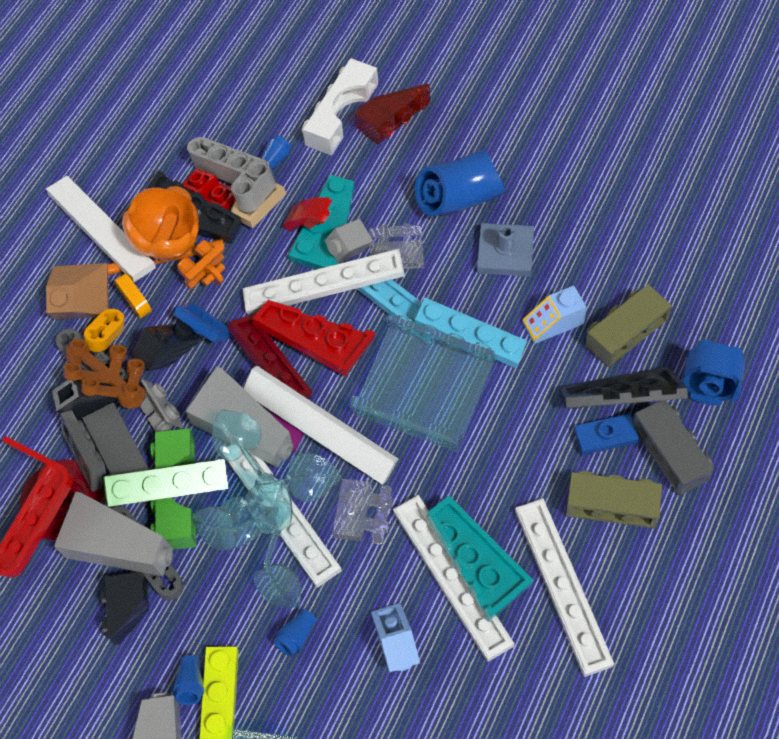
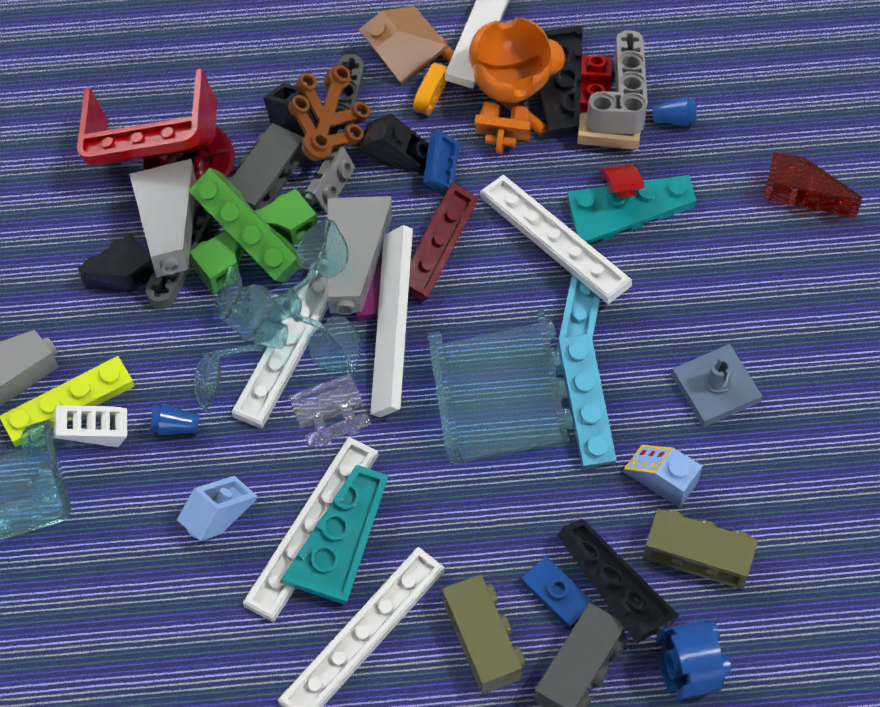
camera: 55 degrees right, 0 degrees up
(83, 450) = (242, 140): dark grey plate -> none
(99, 327) = (378, 87): light orange beam -> none
(188, 683) = (75, 360): blue cone -> none
(268, 680) = (91, 414): none -> white slope
(322, 340) = (491, 269): red wing -> none
(348, 240) = (614, 231): light grey brick -> none
(354, 84) = (815, 133): white arch -> none
(410, 249) = (646, 295): clear plate -> none
(458, 184) = (759, 297): blue brick -> none

